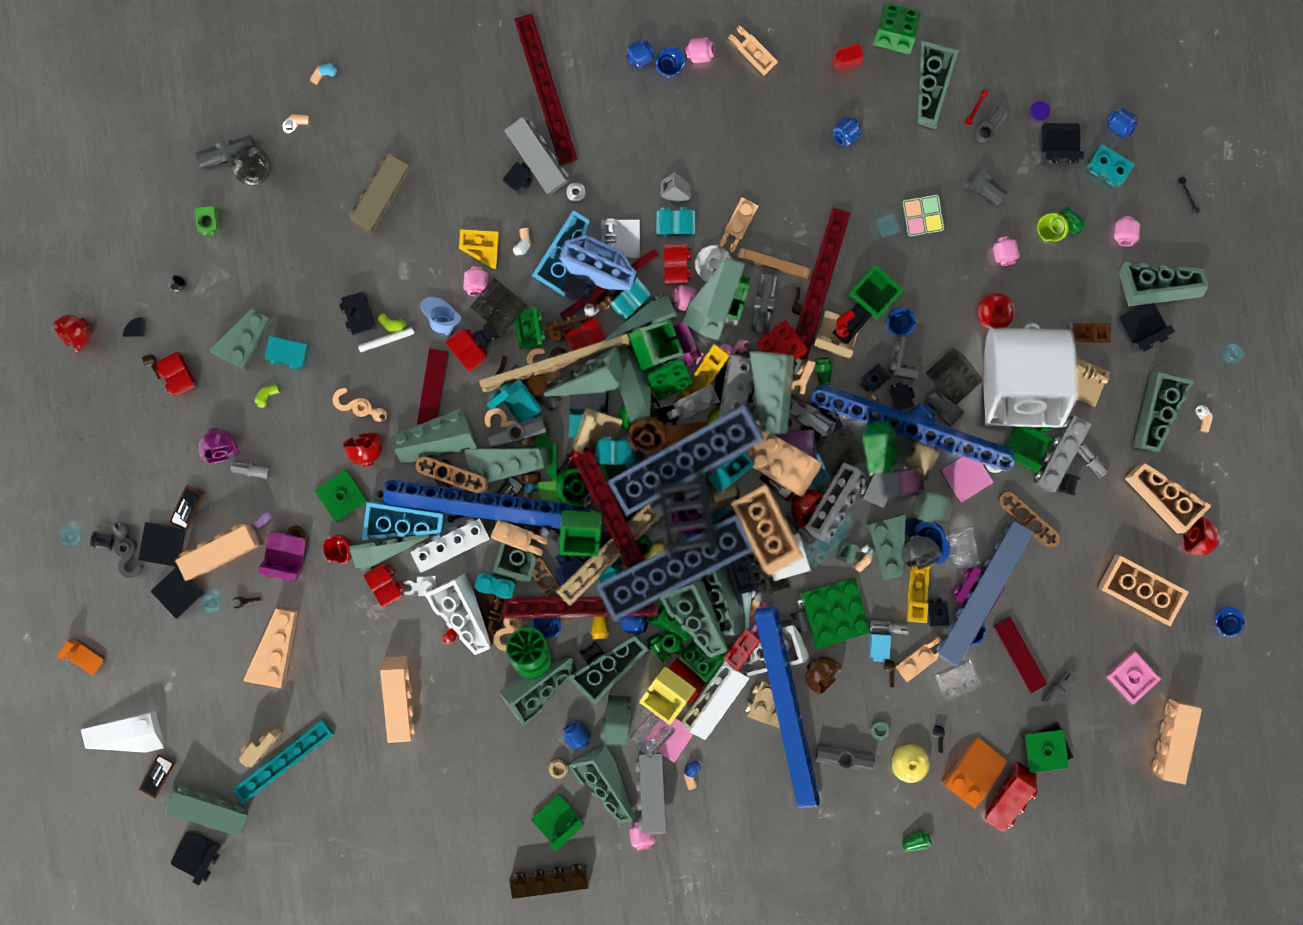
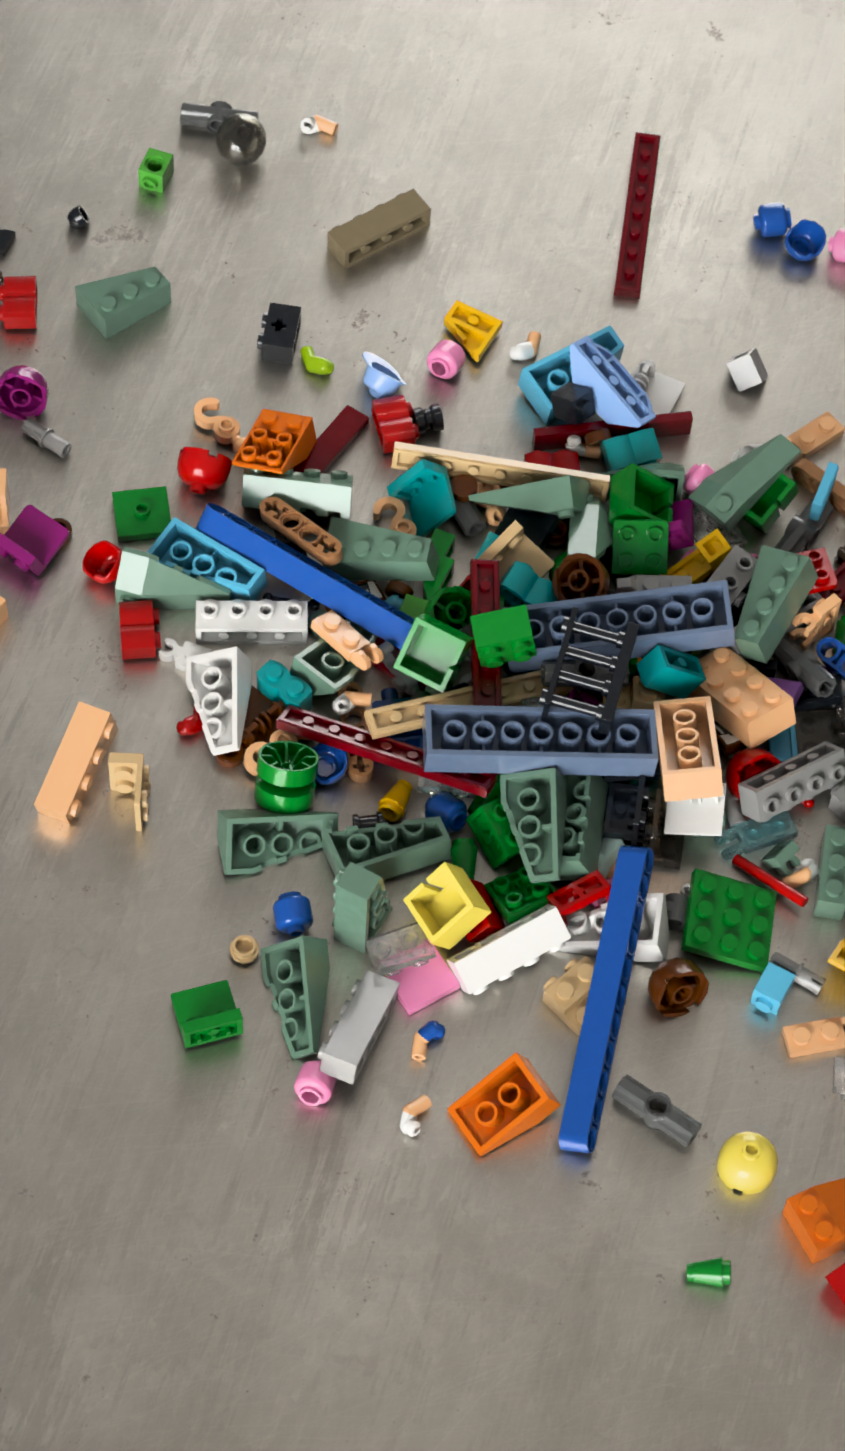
camera: 25 degrees right, 30 degrees down
(262, 520) = (27, 494): lavender tile -> none
(264, 392) = (117, 367): lime arm -> none
(287, 352) = (169, 335): teal brick -> none
(322, 70) = (377, 91): arm -> none
(386, 339) = (297, 376): white bar -> none
(401, 413) = (277, 442): none -> orange slope
(443, 693) = (130, 774): none -> tan bracket
(498, 306) = (459, 389): clear smoke bracket -> none
(518, 177) = (556, 279): black brick -> none
(528, 329) = (487, 429): green bracket -> none
(528, 429) = (413, 521): dark grey piece -> none
(536, 155) = (593, 266): light grey brick -> none
(539, 574) = (349, 700): none -> arm
(549, 881) = (152, 1081): dark brown brick -> none
(554, 327) = (527, 437): reddish brown hinge -> none
(575, 198) = (624, 328): white plate -> none
(621, 514) = (503, 636): none -> green piece
(672, 644) = (485, 856): green cone -> none
(675, 222) = (730, 402): teal brick -> none
(676, 264) = (710, 442): red brick -> none
(705, 827) = (408, 1122): none -> arm
(756, 796) = (503, 1104): none -> orange slope
(768, 276) = (823, 491): none -> medium azure tile
(848, 572) = (770, 880): none -> red bar
(880, 730) = (723, 1101): sand green tile -> none
(889, 665) = (775, 1024): dark brown hand -> none
(939, 732) = (808, 1140): black hand -> none

